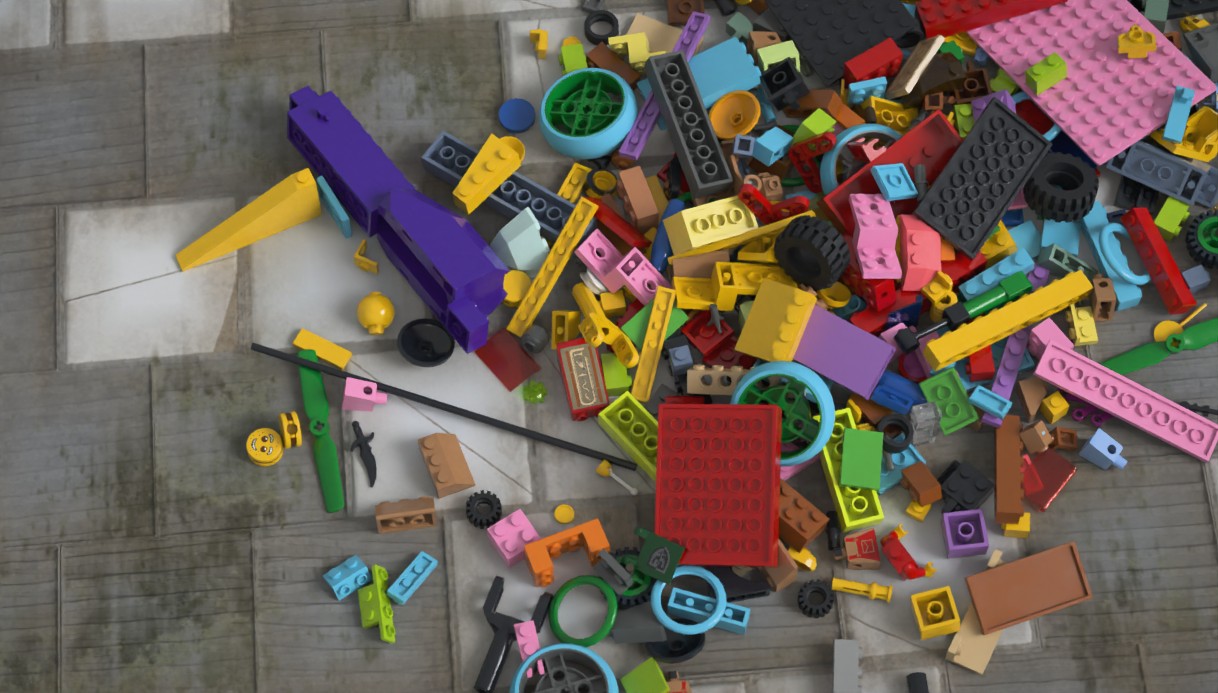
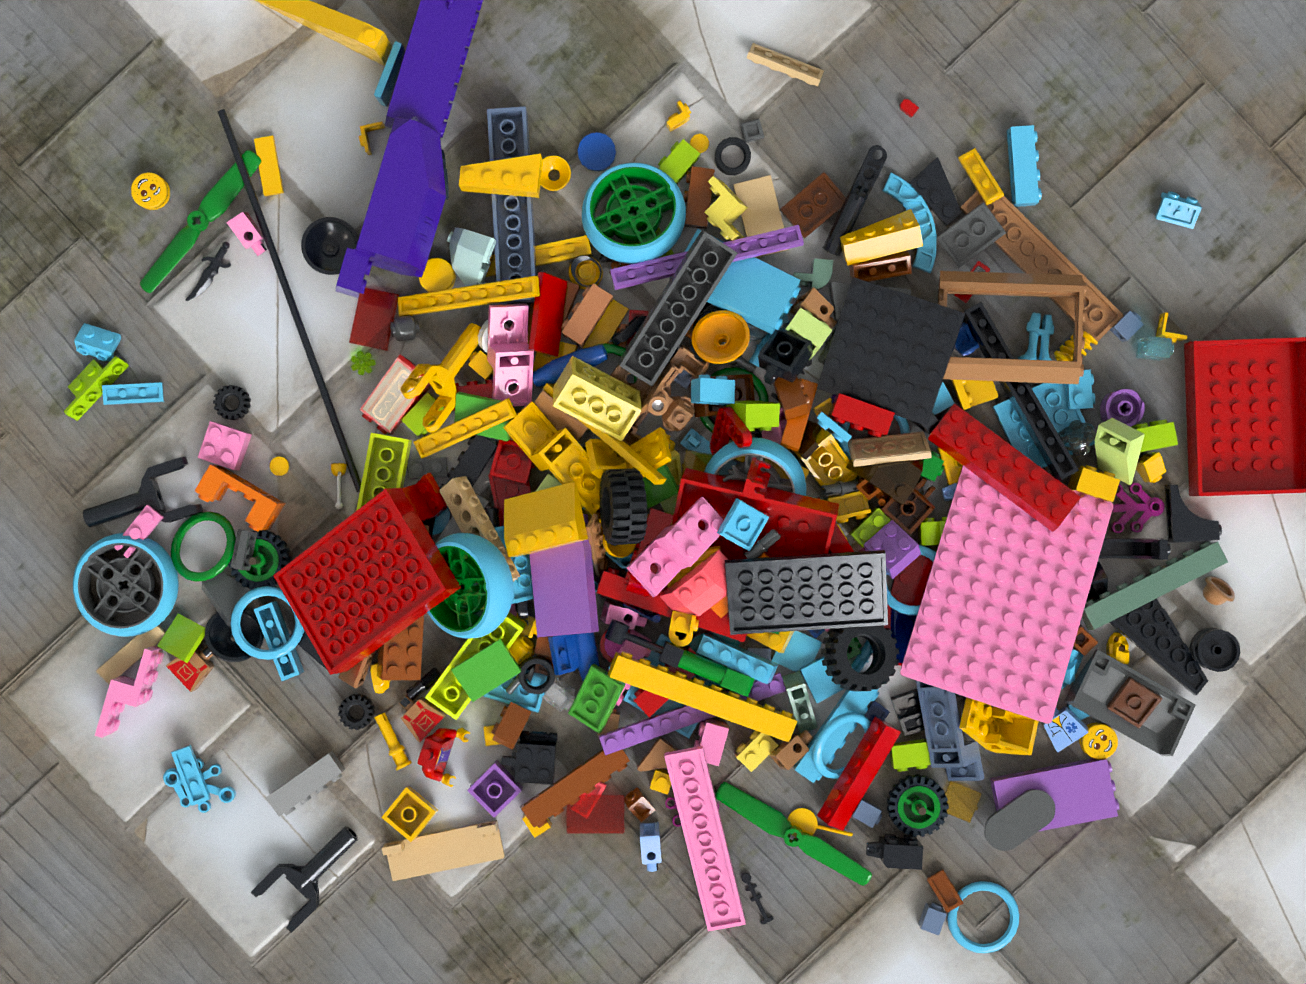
camera: 55 degrees right, 25 degrees up
(290, 430) = (175, 200): yellow head -> none
(375, 313) = (327, 184): yellow brick -> none
(405, 515) = (177, 346): medium nougat slope -> none
(445, 463) = (245, 343): medium nougat slope -> none
(564, 326) = (430, 345): yellow slope -> none
(658, 556) = (277, 574): dark green flag -> none
(680, 360) = (465, 462): sand blue brick -> none
(715, 317) = (523, 461): dark grey bar -> none
(742, 146) = (687, 371): sand blue brick -> none
(771, 213) = (641, 442): red beam -> none
(990, 402) = (615, 735): medium azure tile -> none
(1028, 588) = (486, 870): dark orange tile -> none
(1036, 437) = (620, 787): medium nougat brick -> none
(1046, 73) = (958, 568): lime brick -> none
(1136, 42) = (1046, 624): yellow plate -> none
(1178, 114) = (996, 711): medium azure hinge -> none

